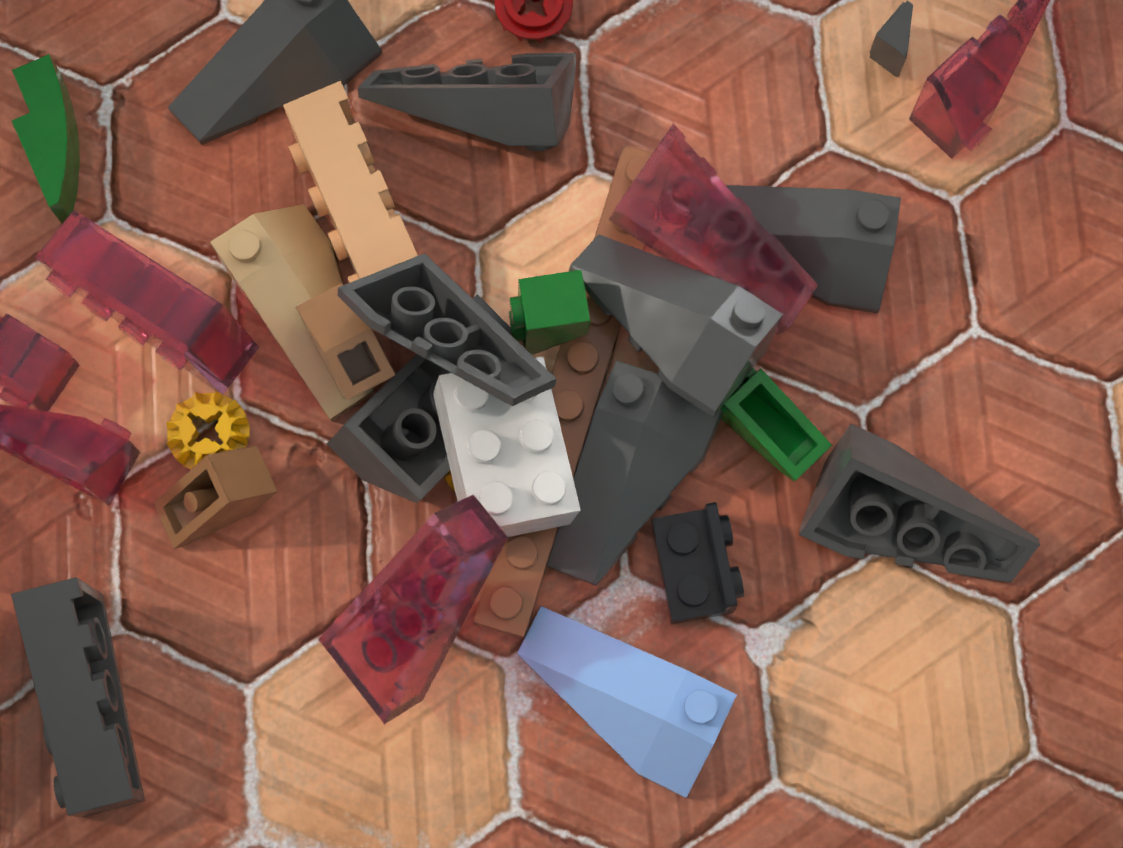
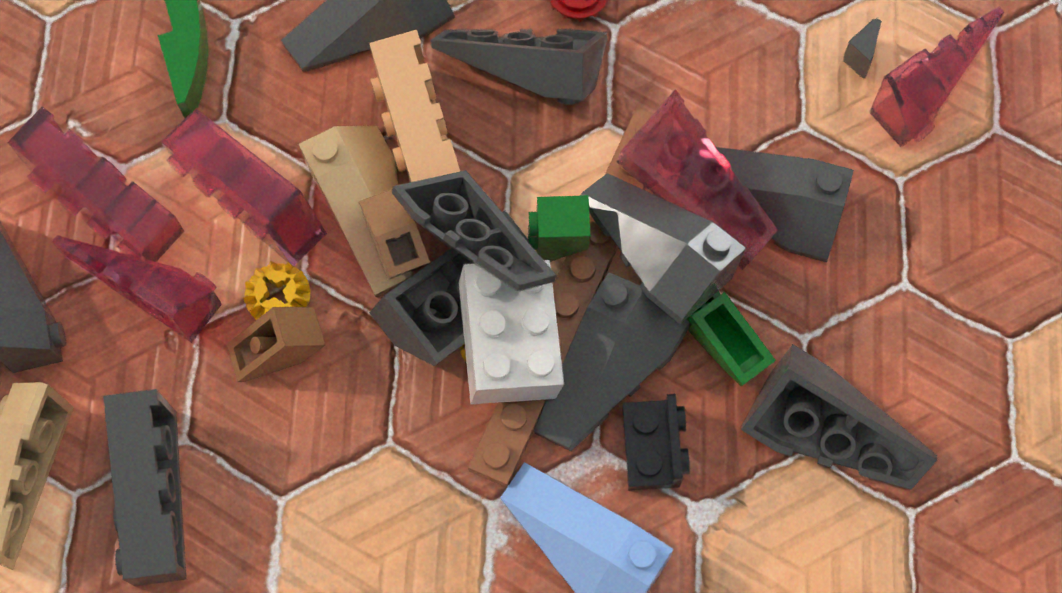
camera: 10 degrees right, 5 degrees down
(413, 609) = (421, 445): clear pink wedge -> none

